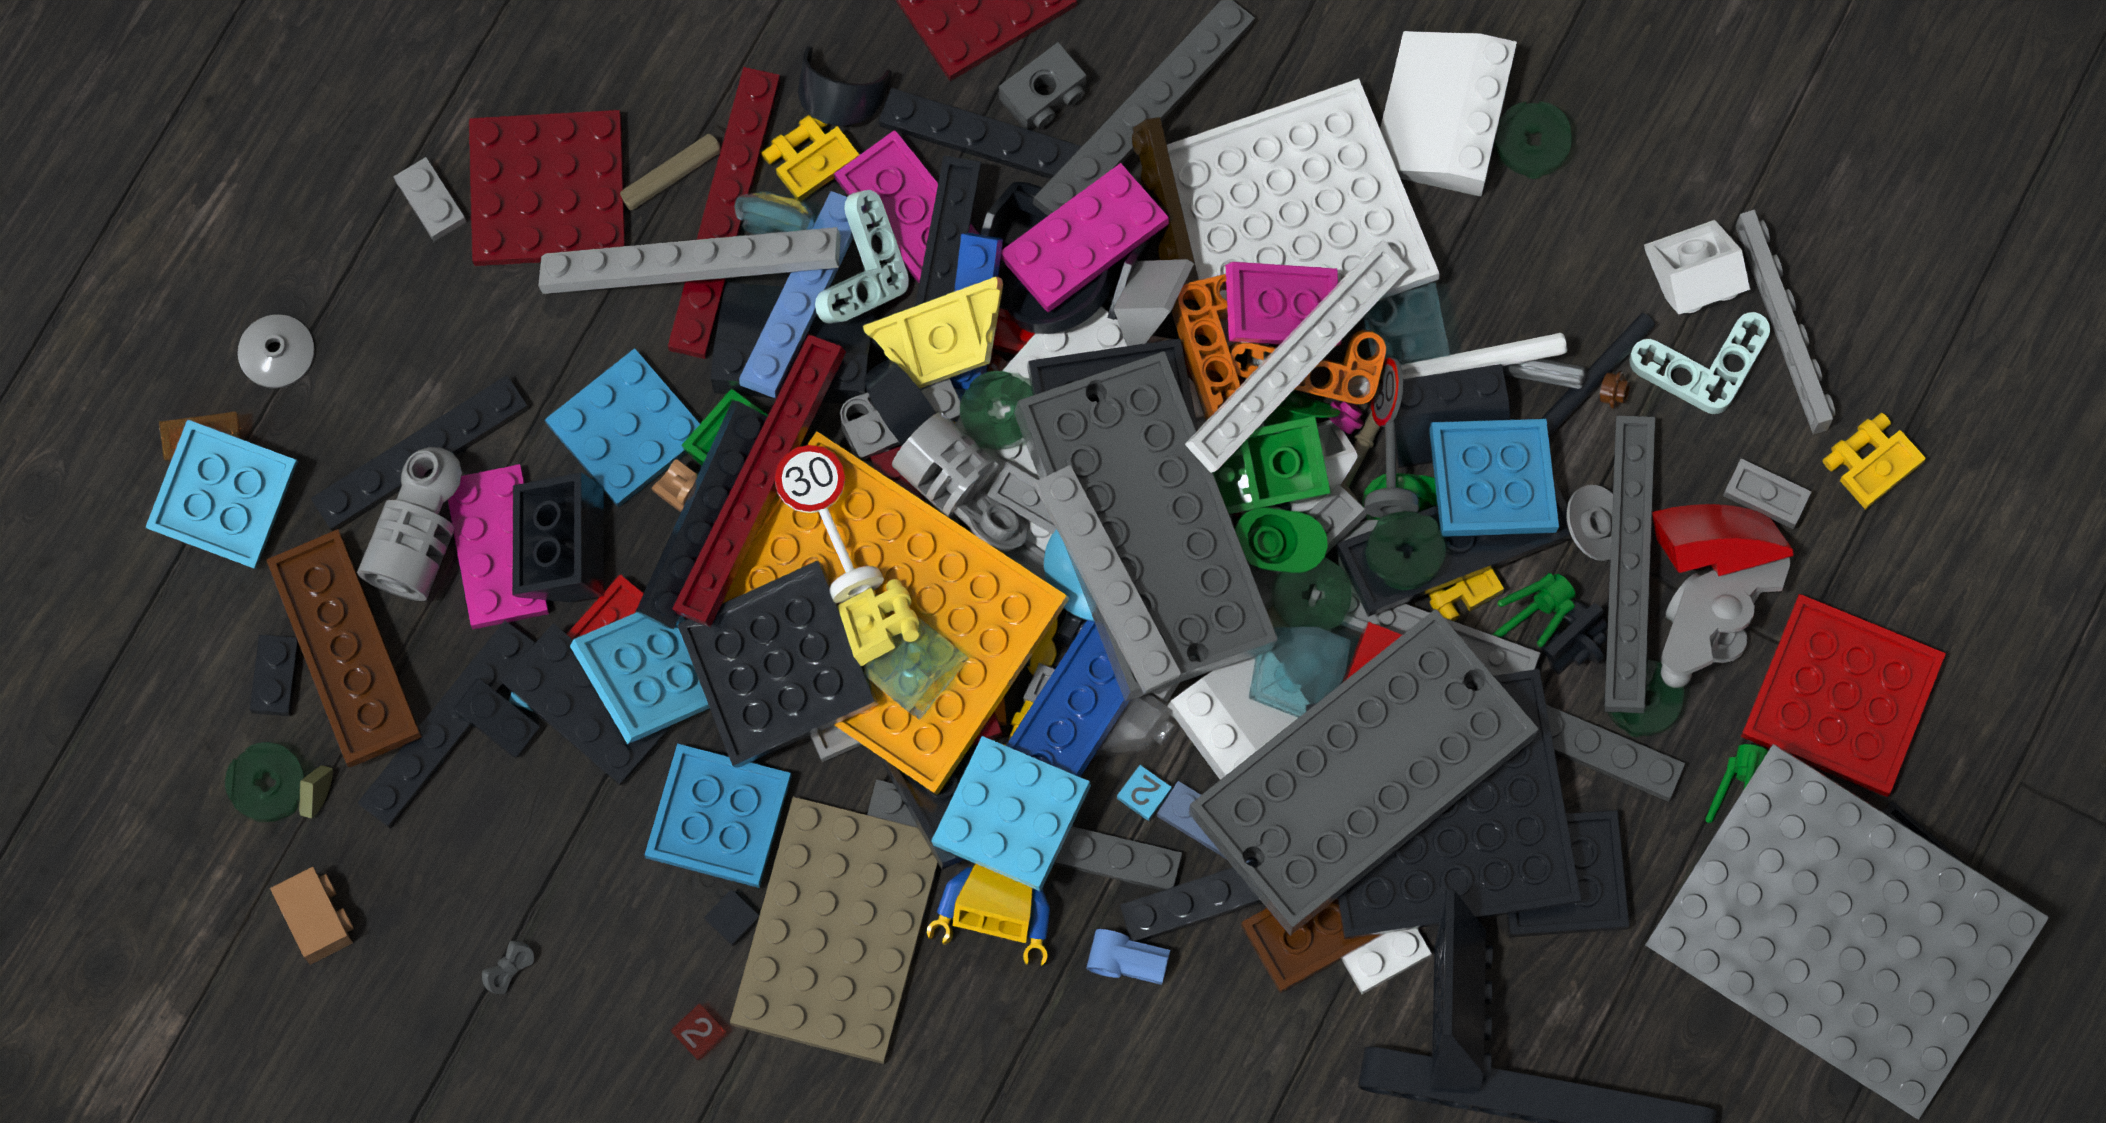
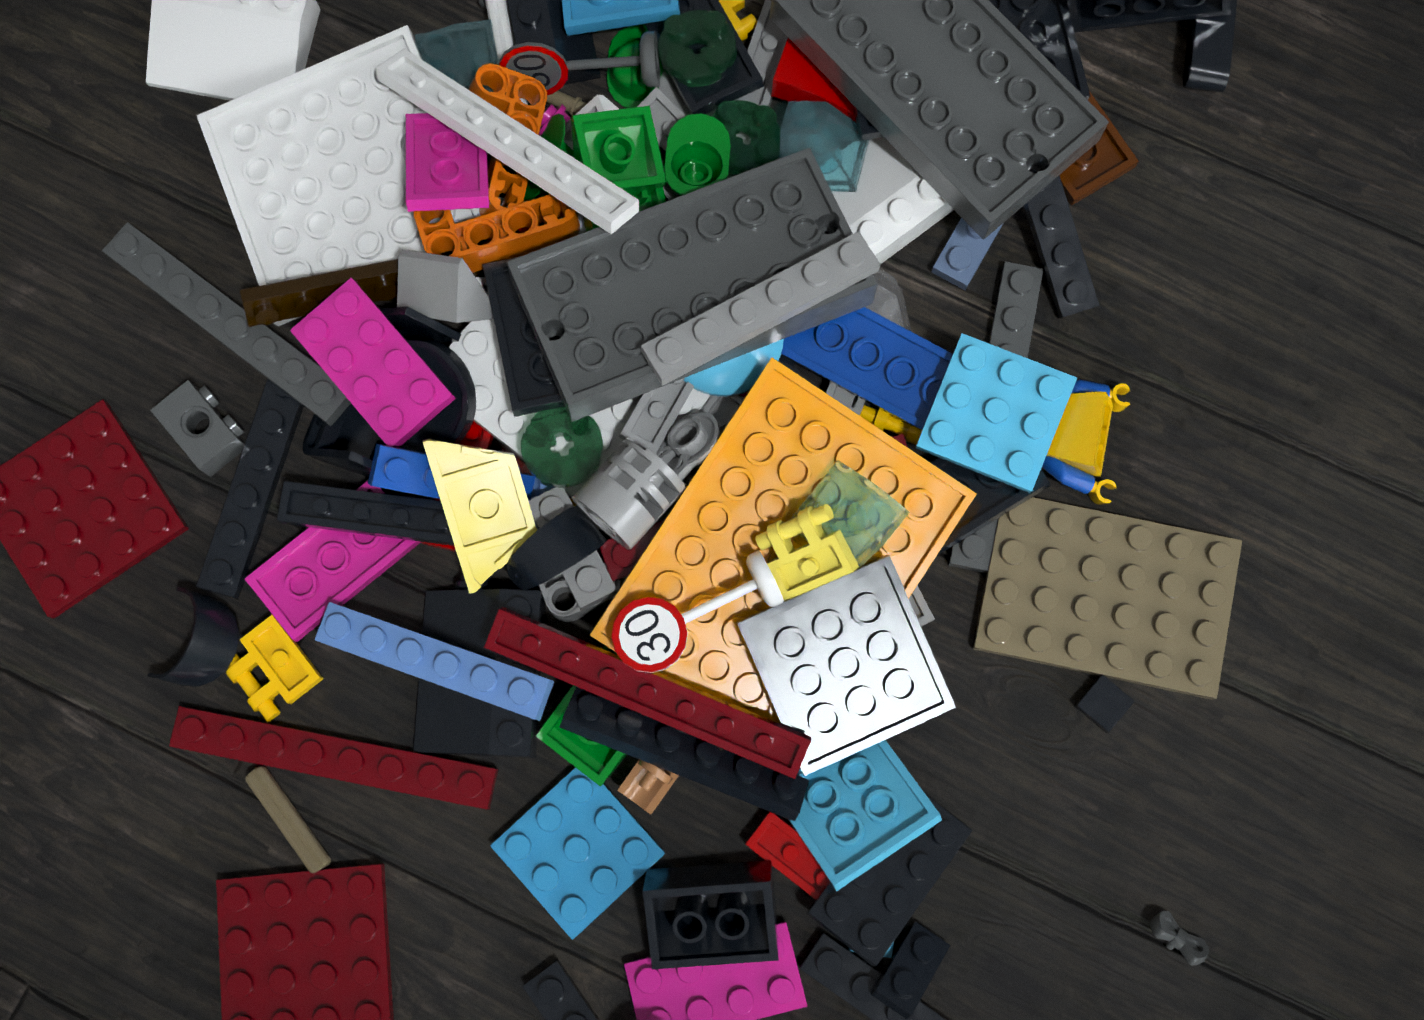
camera: 90 degrees left, 5 degrees up
(690, 260) = (394, 788): light grey plate -> none
(698, 1032) = (1227, 731): clear red tile -> none
(718, 816) = (1003, 724): dark azure plate -> none
(771, 211) = (338, 694): clear light blue slope -> none
(875, 275) = (402, 581): light aqua beam -> none
(1117, 955) = (1115, 316): medium blue piece -> none
(1144, 793) = (945, 300): medium azure tile -> none
(1385, 958) = (1100, 74): white plate -> none

